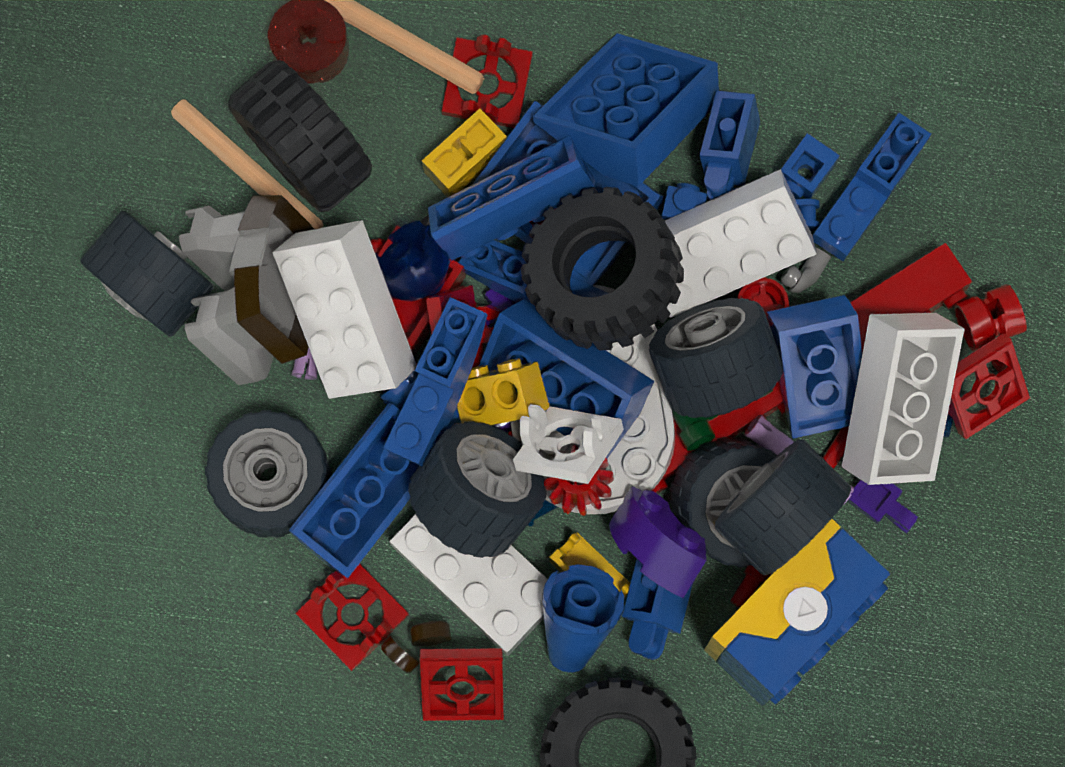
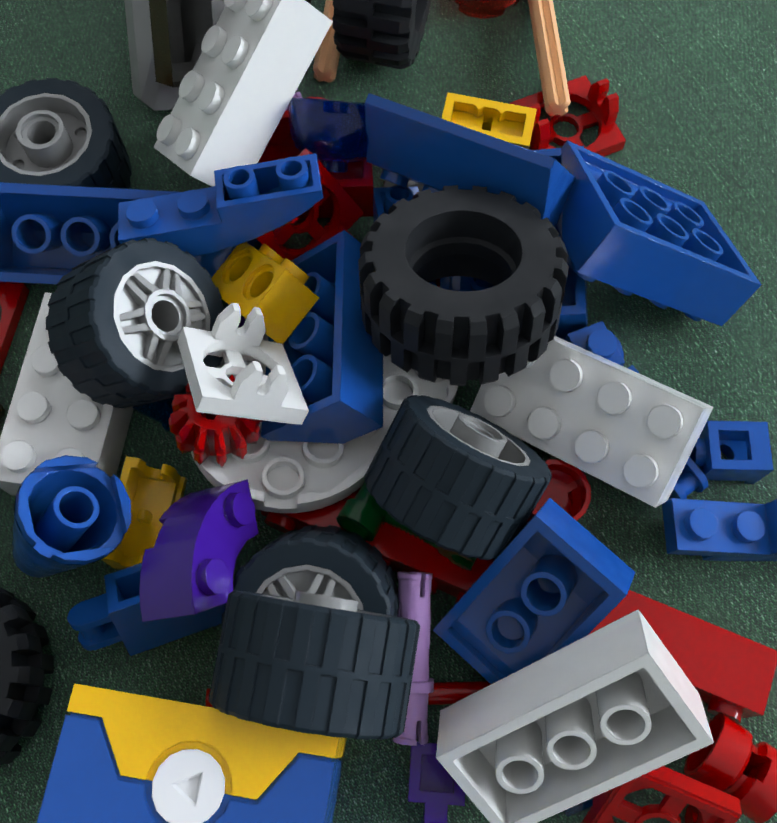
camera: 50 degrees right, 10 degrees down
(729, 142) = (696, 349): blue brick -> none
(809, 273) = (624, 530): light grey arm -> none

